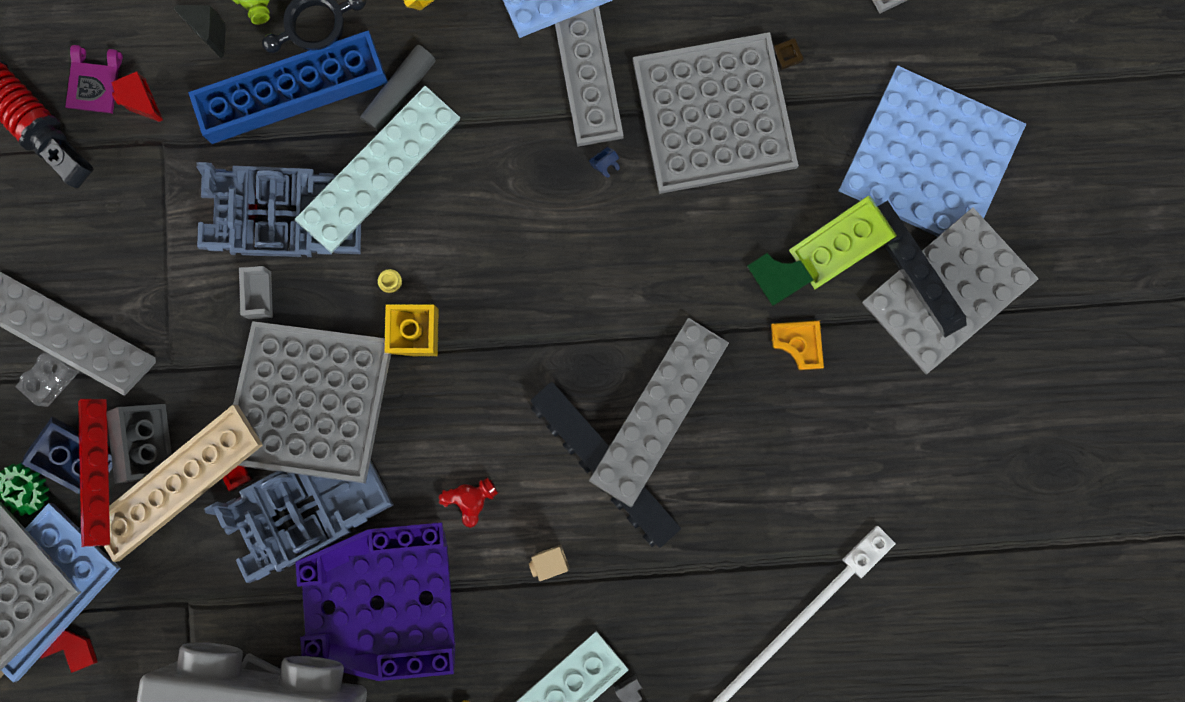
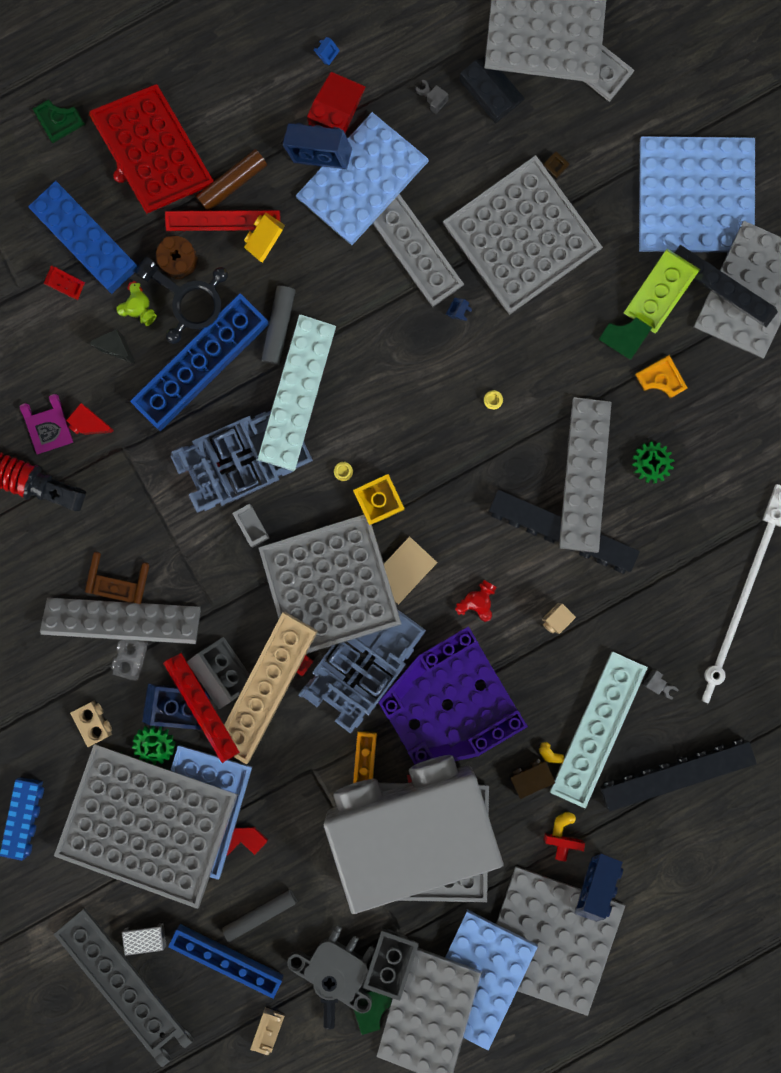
camera: 30 degrees left, 5 degrees up
(71, 291) = (113, 587): none -> reddish brown plate
(252, 618) = (365, 756): none -> light orange brick
(407, 424) = (407, 568): none -> tan tile
(596, 279) = (493, 399): none -> light yellow plate
(749, 419) = (653, 470): none -> green gear

